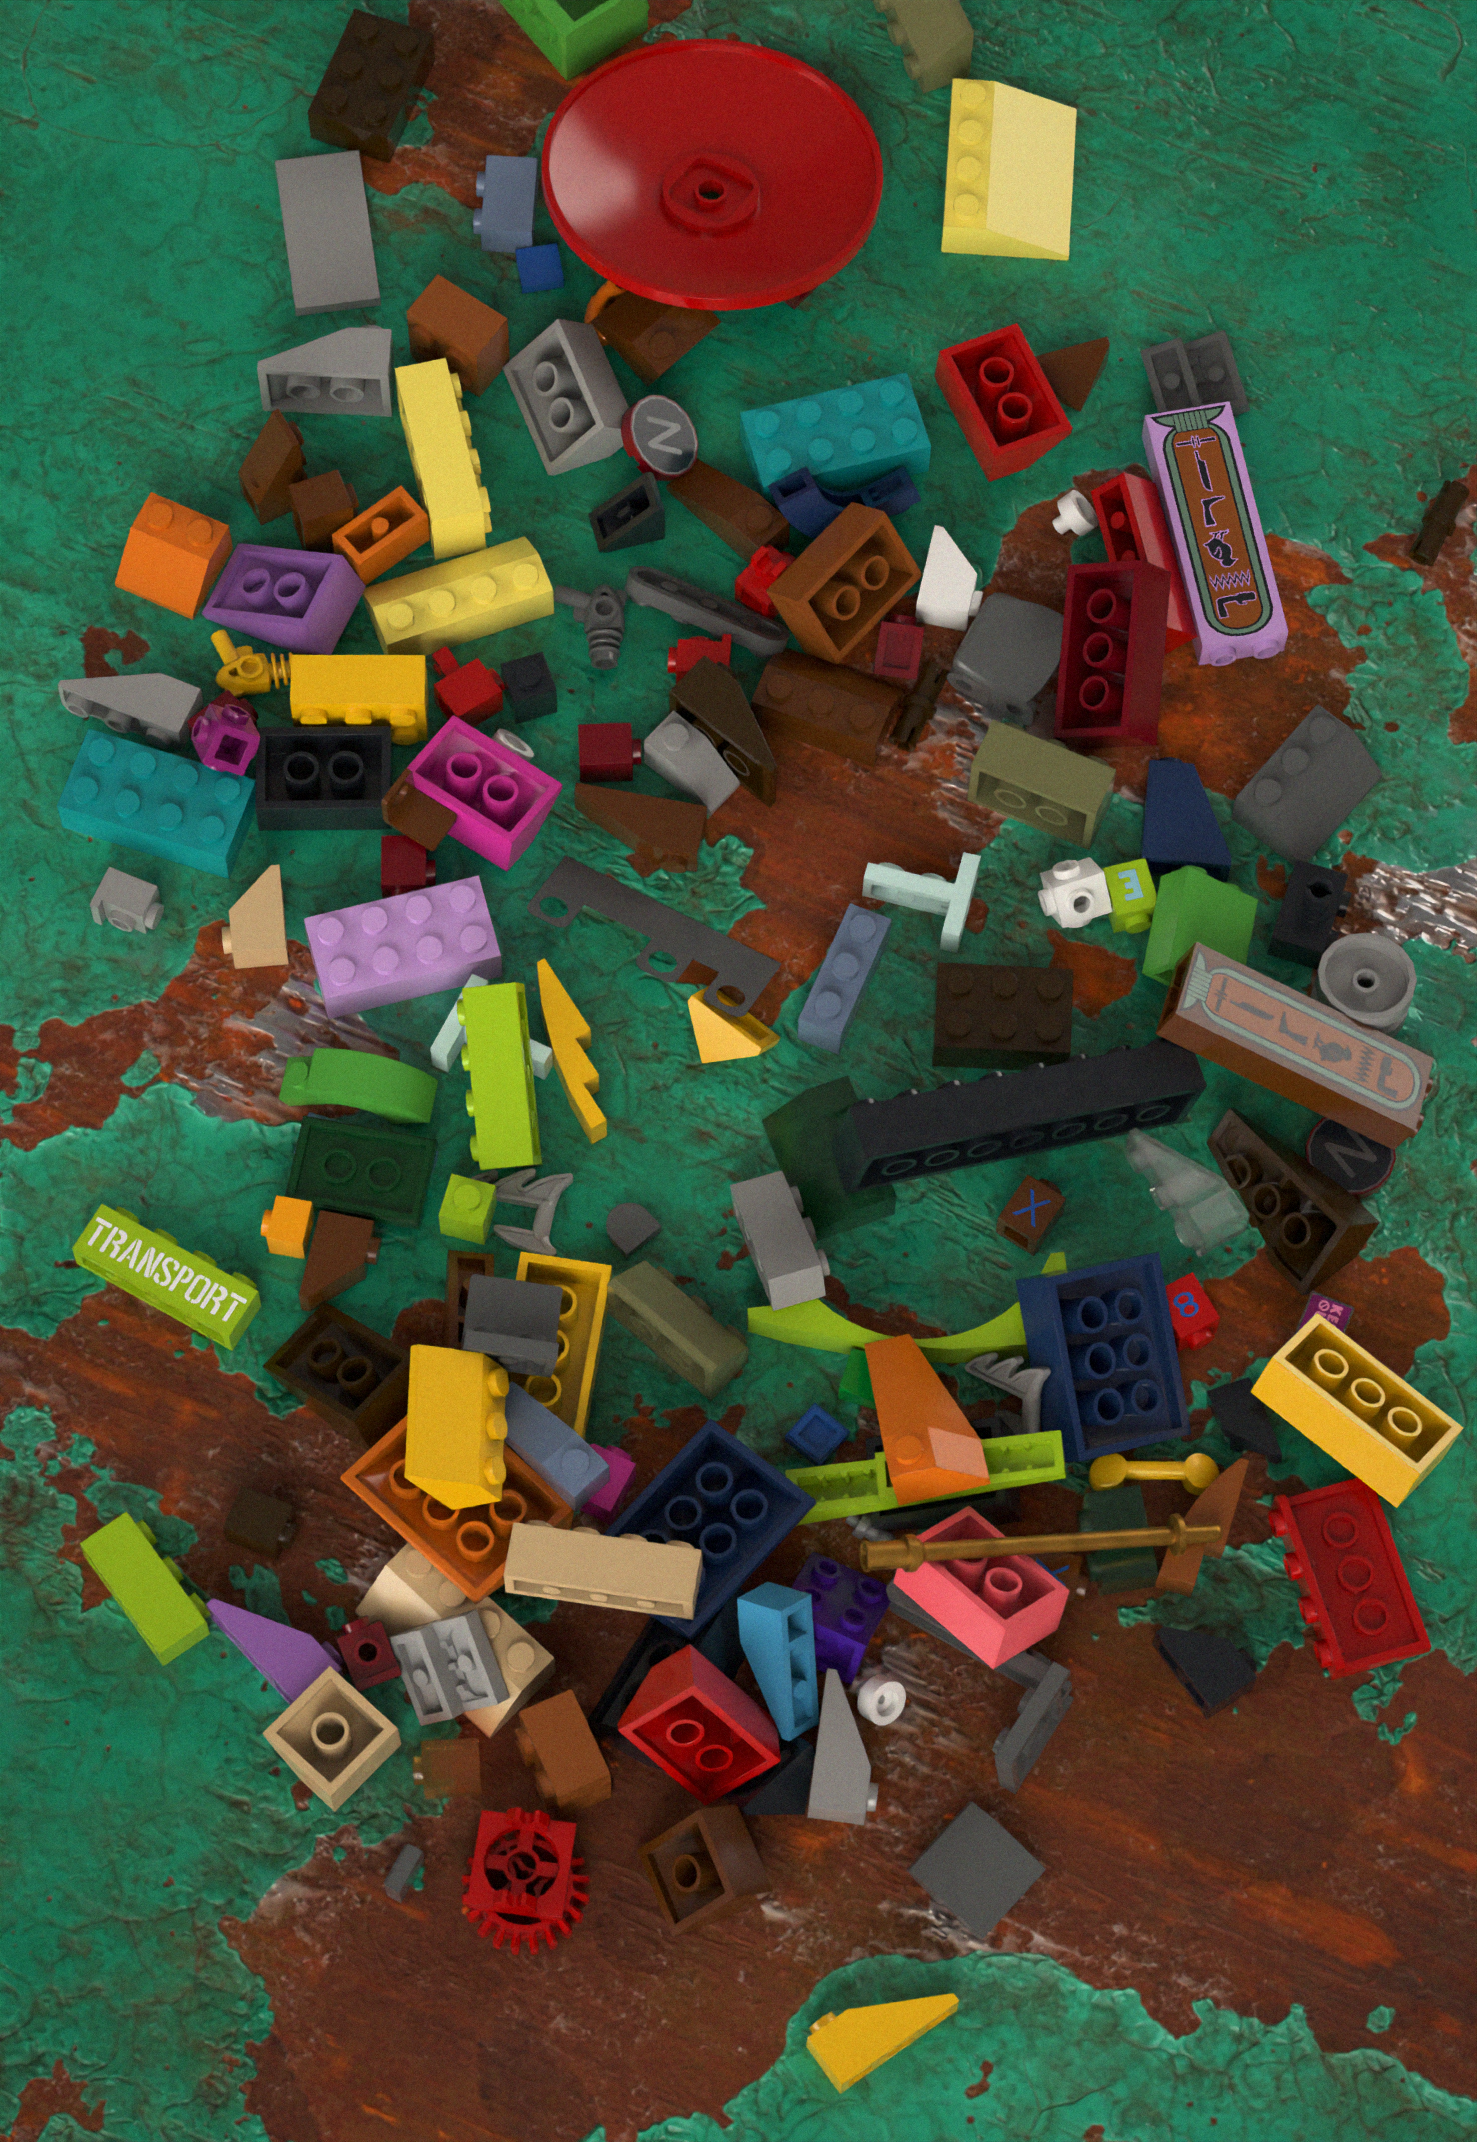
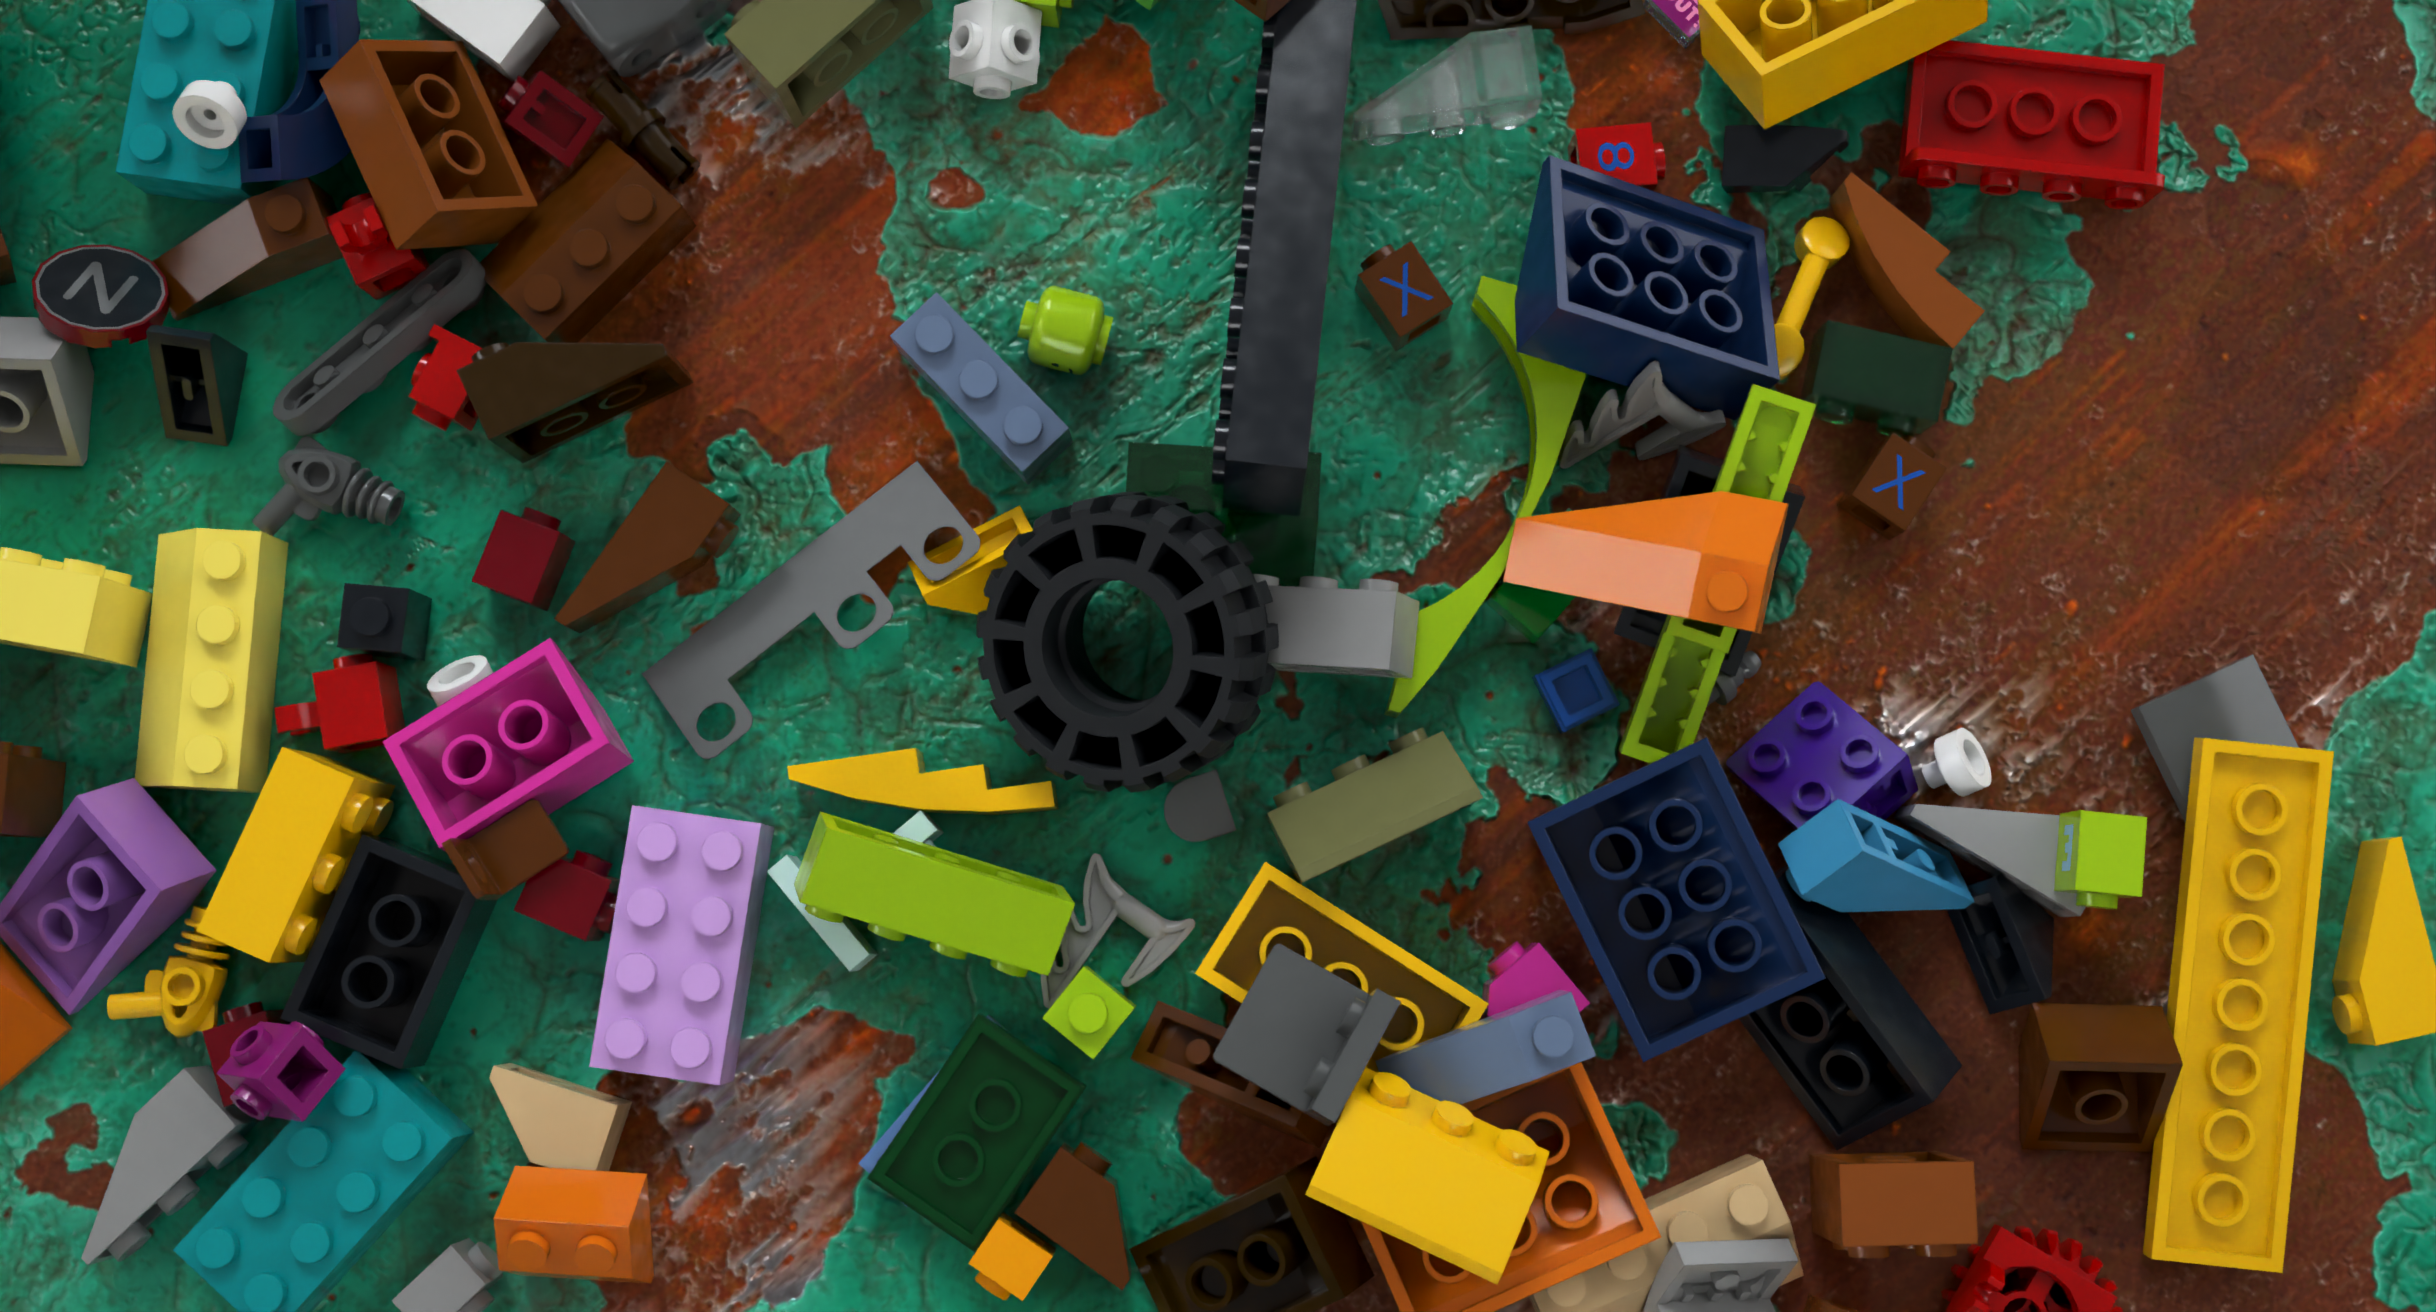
camera: 65 degrees left, 15 degrees up
(198, 954) = (575, 1225): none -> orange slope
(360, 1081) = (855, 1084): bright green arch -> none
(382, 535) = (69, 726): orange brick -> none
(603, 1569) = (1701, 1055): tan brick -> none
(689, 762) = (589, 457): light grey slope -> none
(700, 1726) = (1933, 1009): red slope -> none
(745, 1164) = (1040, 656): none -> black tyre
(796, 1940) = (2239, 1003): none -> yellow plate
(799, 449) = (210, 113): none -> white tile
(851, 1791) = (2100, 857): none -> lime brick
(907, 1015) = (1065, 330): none -> lime head
(912, 1552) = (1857, 648): pearl gold bar -> none
(927, 893) = (912, 228): light aqua bracket -> none
(985, 1602) = (1908, 576): coral brick -> none
(1001, 1016) = (1124, 210): dark brown brick -> none
(1039, 1708) = (2072, 575): dark grey bracket -> none
(1206, 1667) = (2084, 343): black slope -> none

